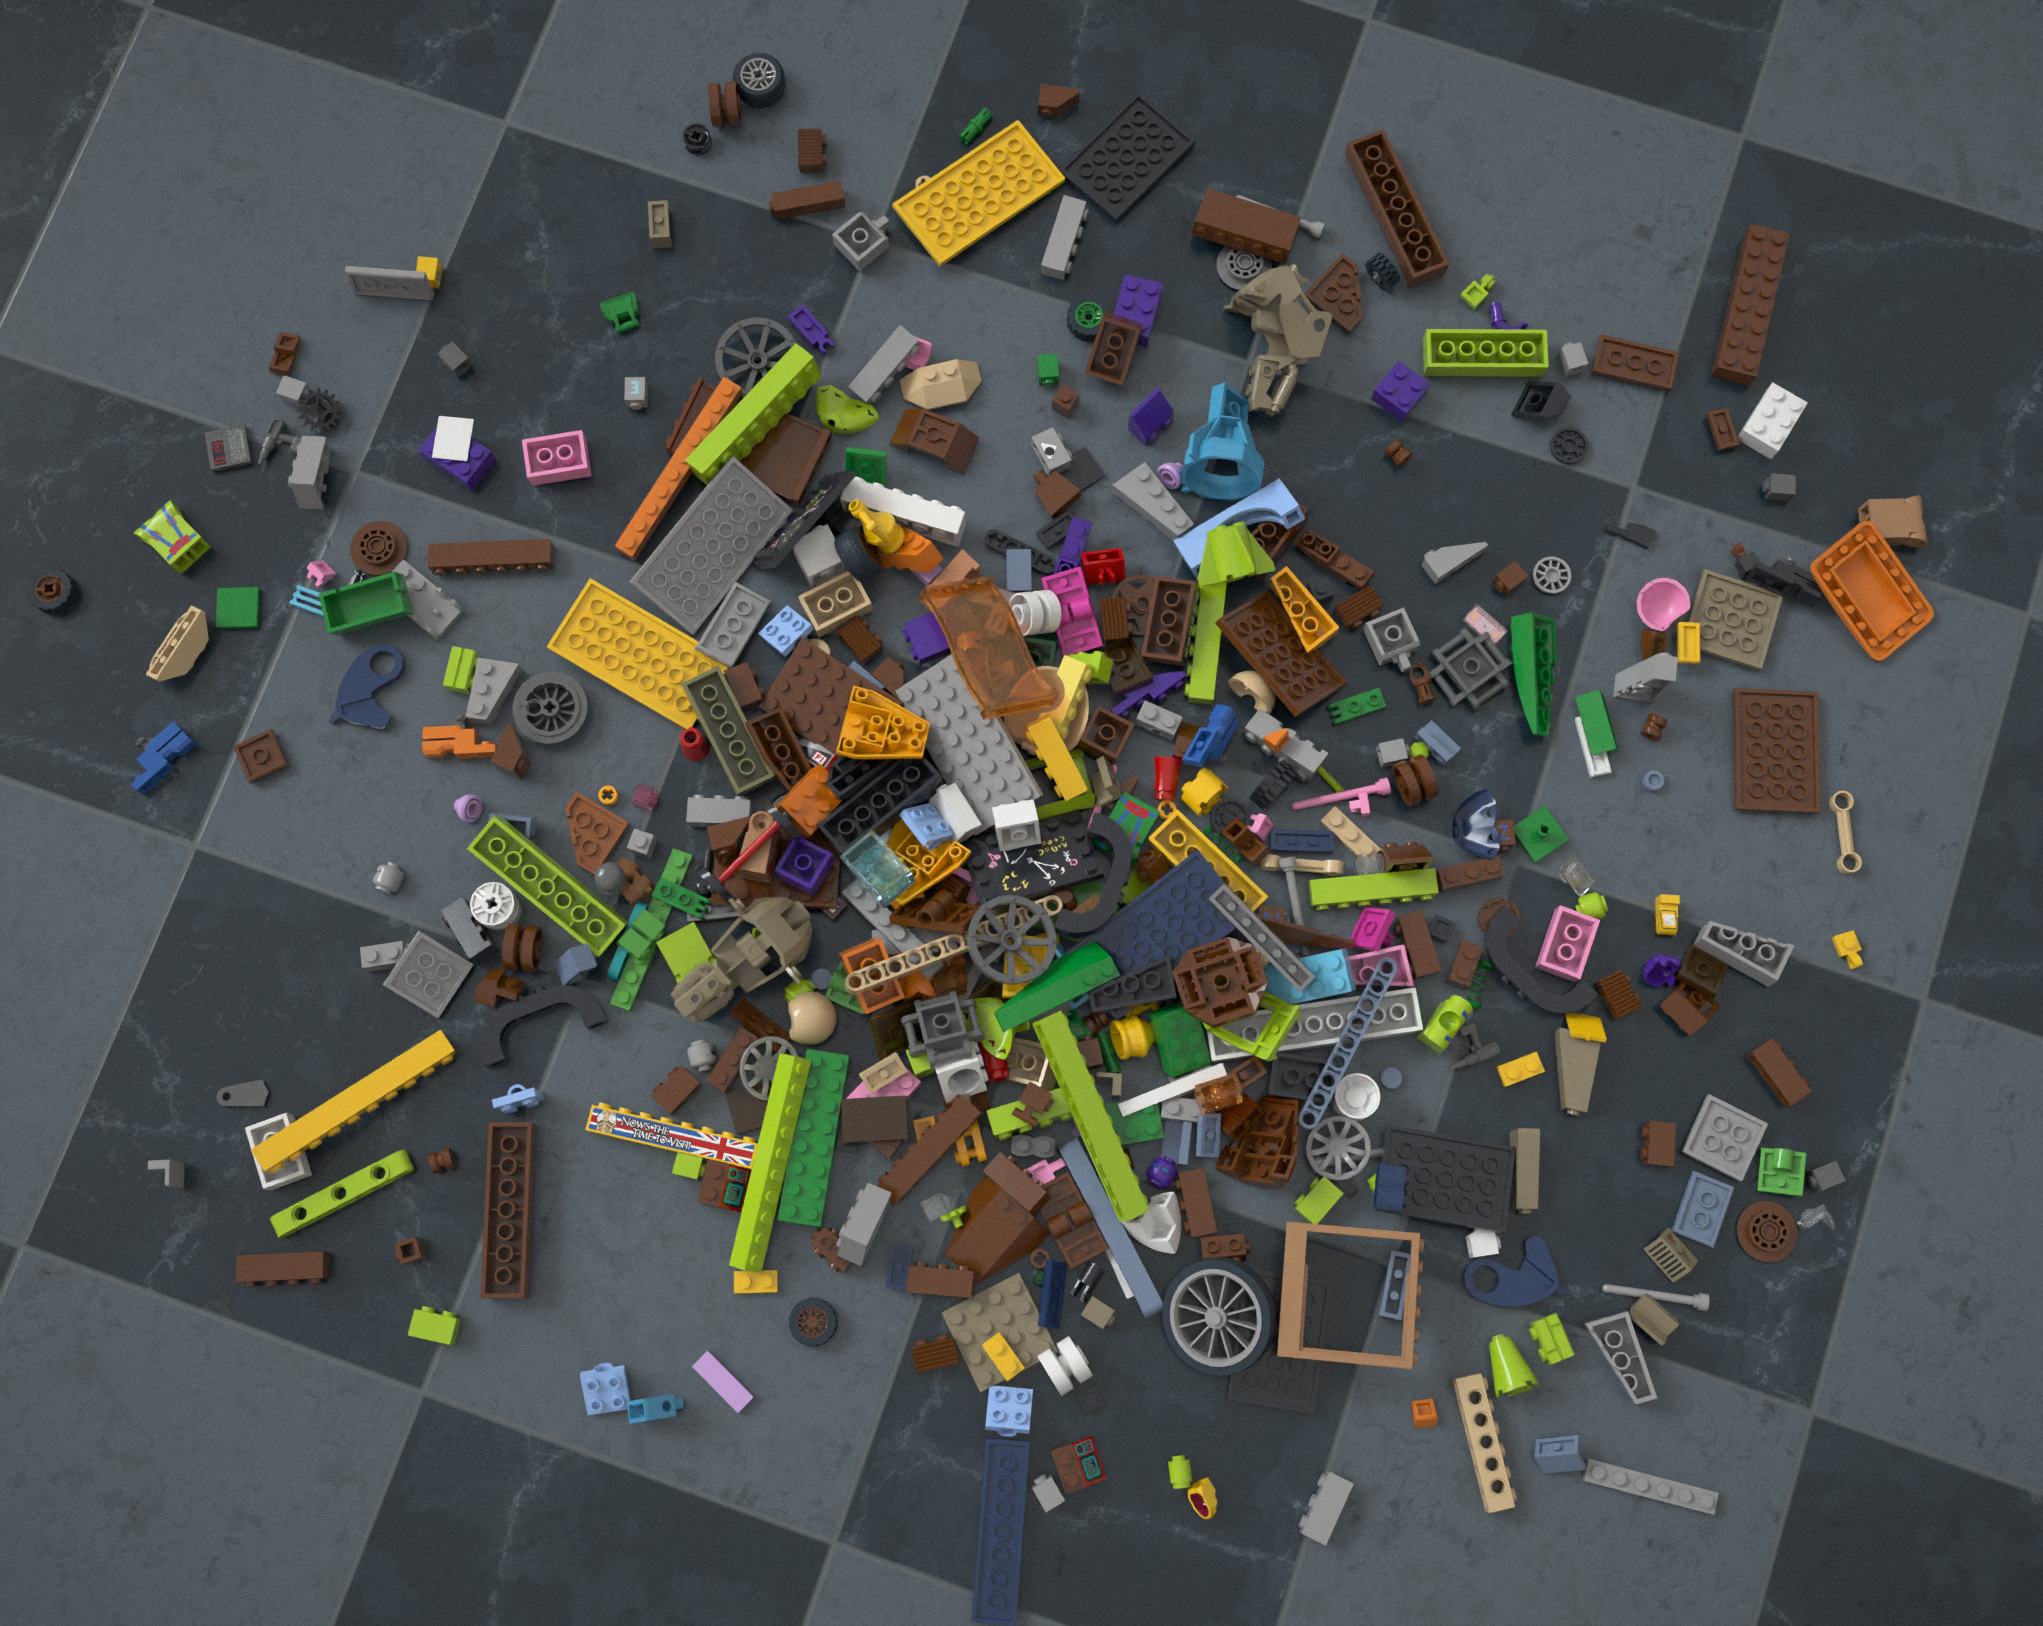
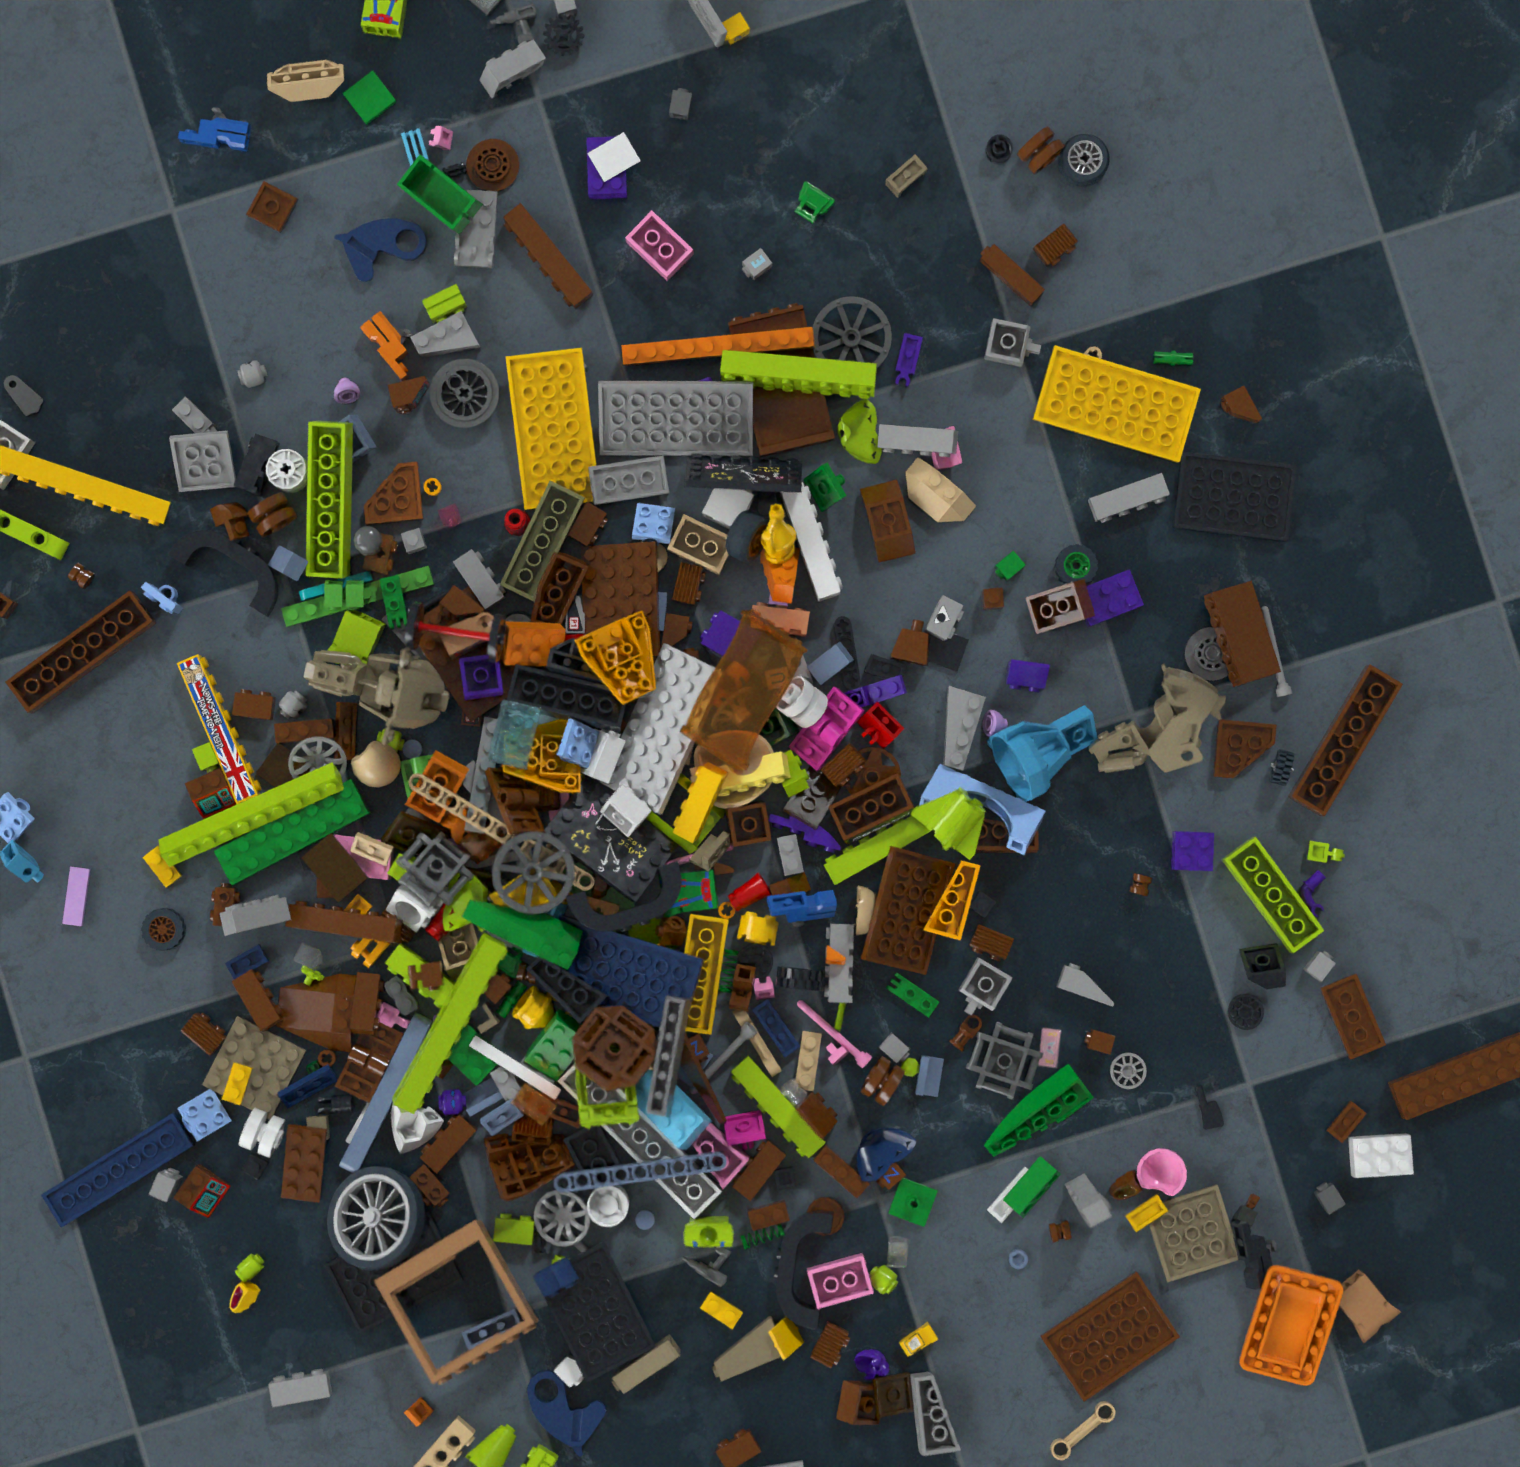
camera: 50 degrees right, 10 degrees up
(1120, 1348) = (304, 1163): none -> reddish brown plate
(1333, 560) = (1016, 896): reddish brown slope -> none

